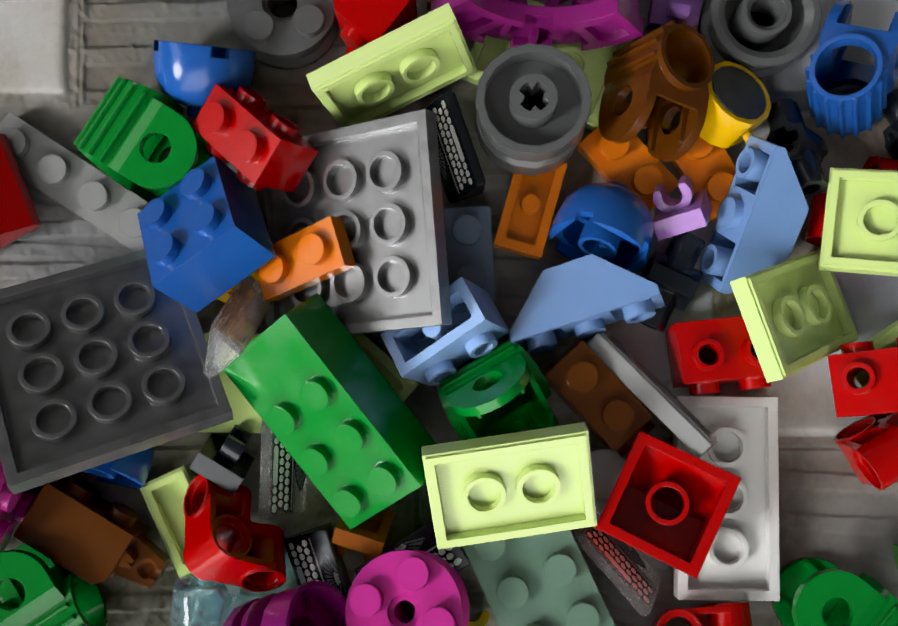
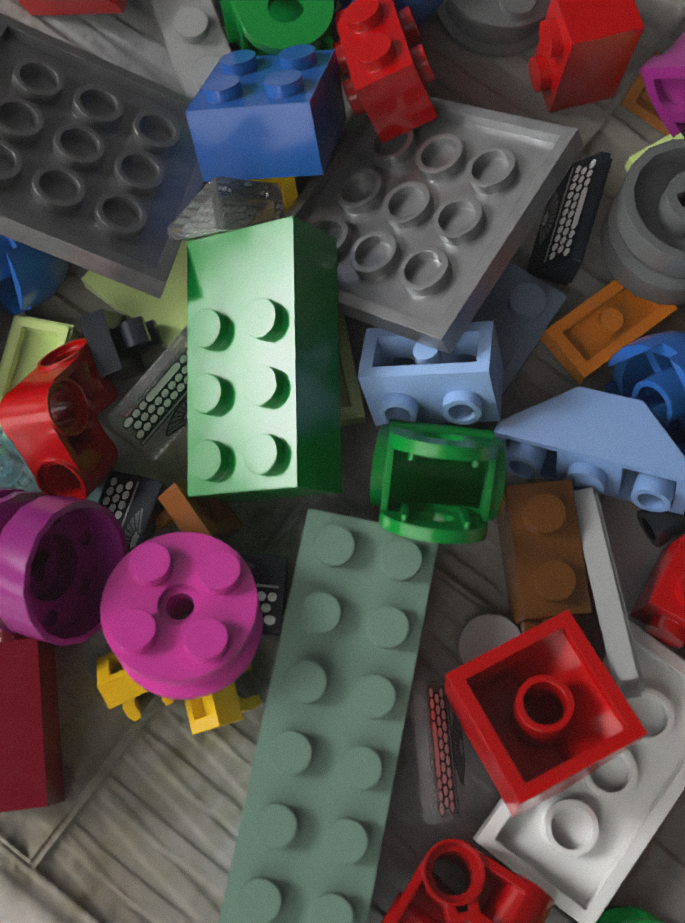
camera: 35 degrees right, 10 degrees down
(306, 259) = (350, 203): orange plate -> none
(394, 69) = (588, 85): yellowish green tile -> none
(510, 485) = (390, 557): yellowish green tile -> none

